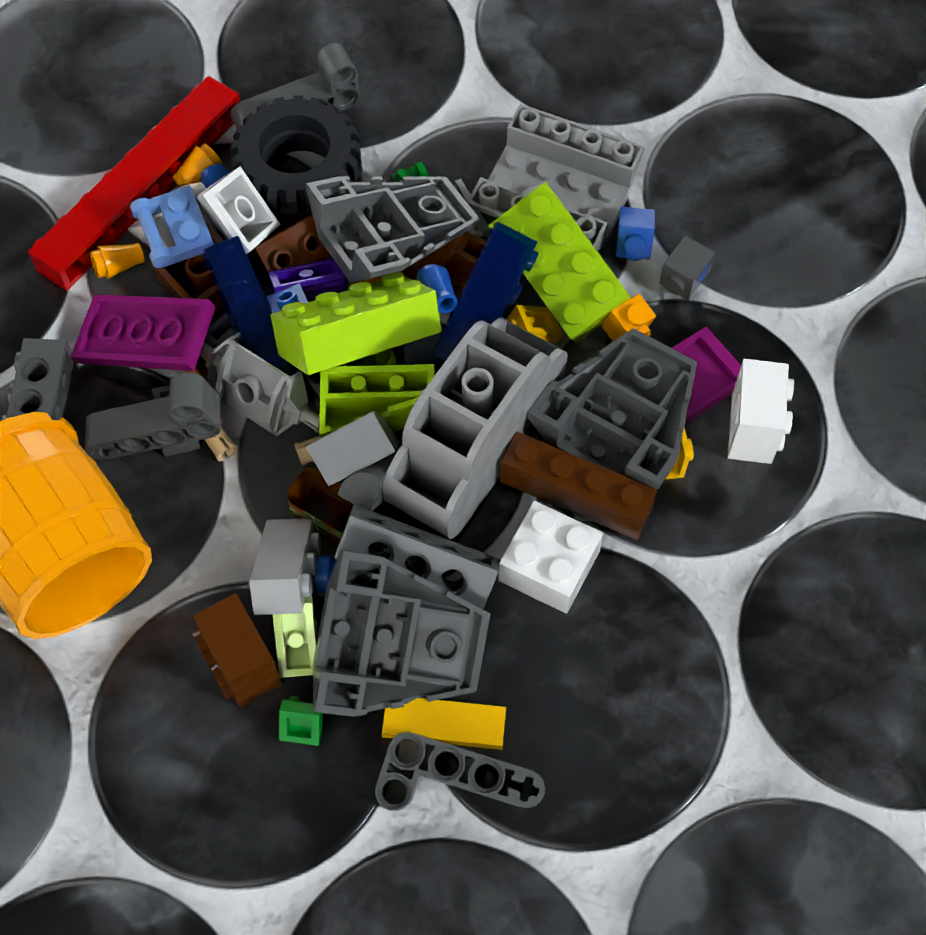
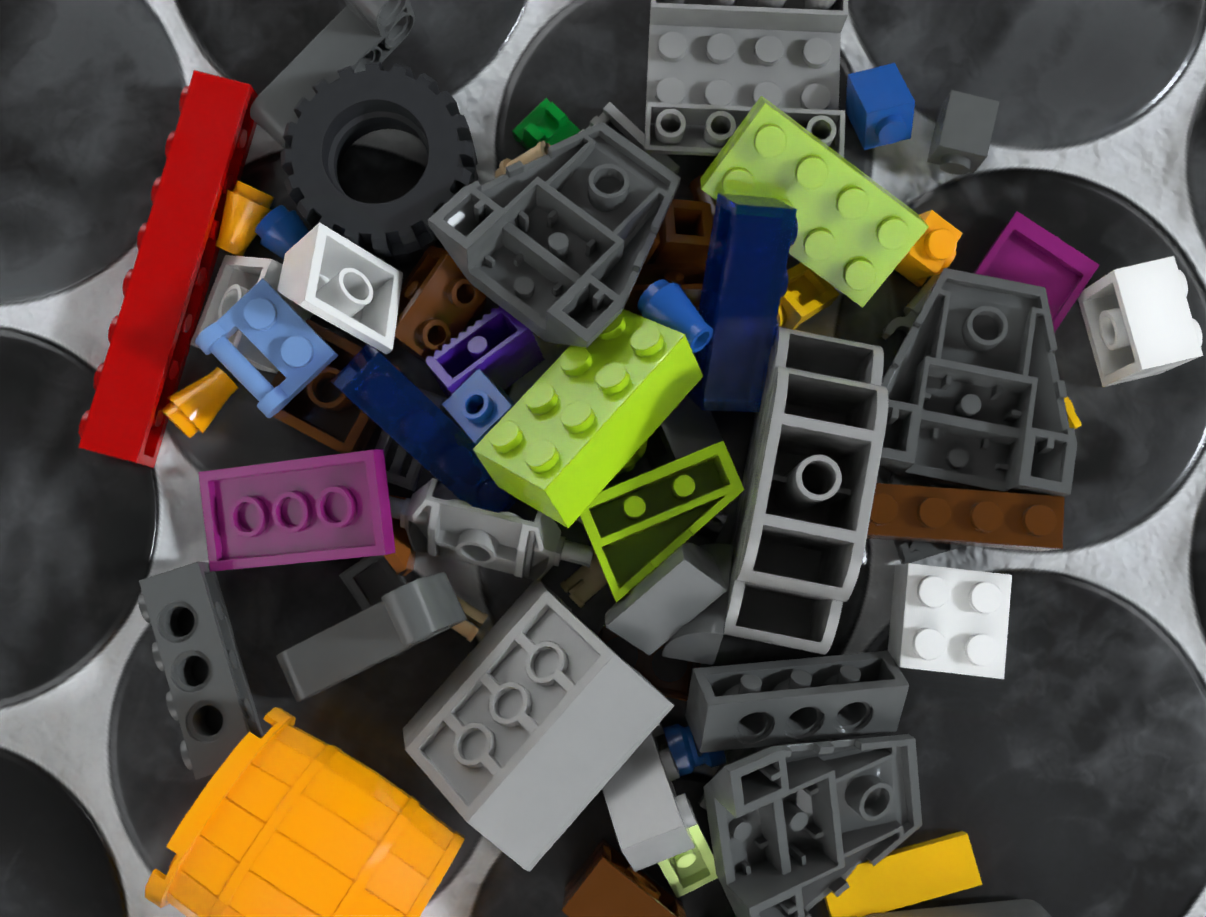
camera: 20 degrees left, 20 degrees up
(233, 503) = (532, 725): none -> light grey slope

